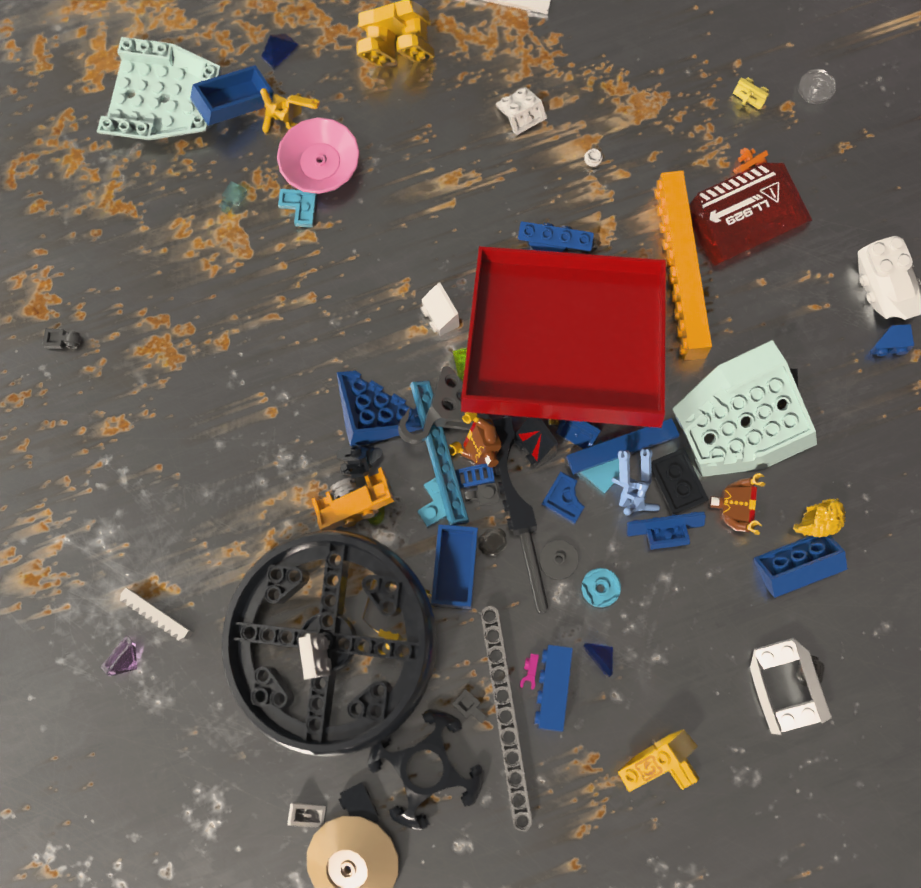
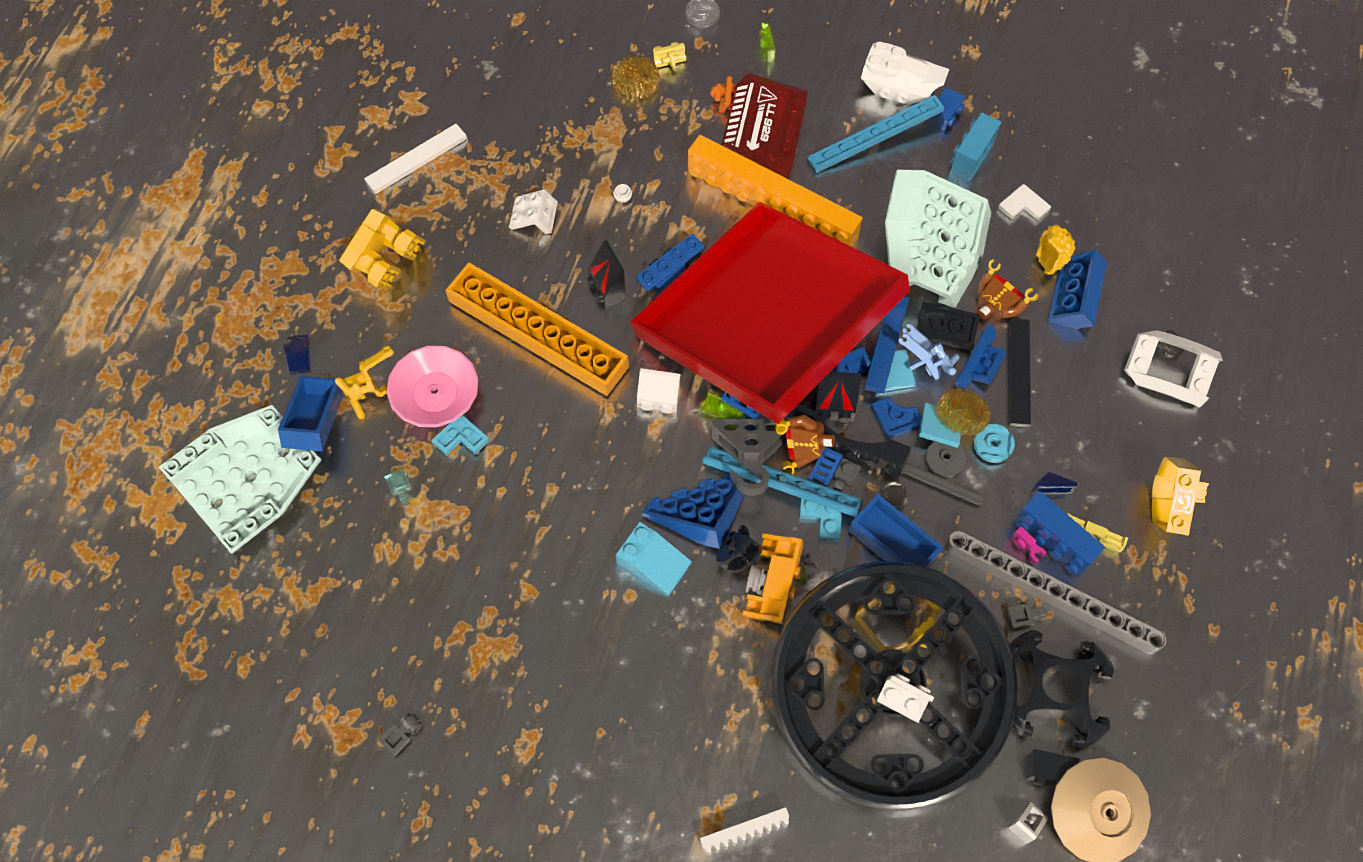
camera: 60 degrees left, 10 degrees down
(307, 406) = (653, 559): none -> medium azure slope
(423, 189) = (538, 329): none -> light orange brick
(504, 203) = (607, 276): none -> black slope
(582, 536) = (933, 429): none -> medium azure tile
(582, 716) = (1102, 534): none -> light yellow piece
(599, 548) = (963, 411): none -> clear yellow gear
(683, 566) = (1019, 373): none -> black tile
(716, 81) = (634, 70): none -> clear yellow gear
(815, 302) = (875, 133): none -> dark azure tile
(831, 155) = (767, 42): none -> clear neon green plate
(855, 461) = (1024, 199): none -> white tile
(869, 387) = (974, 146): none -> dark azure brick

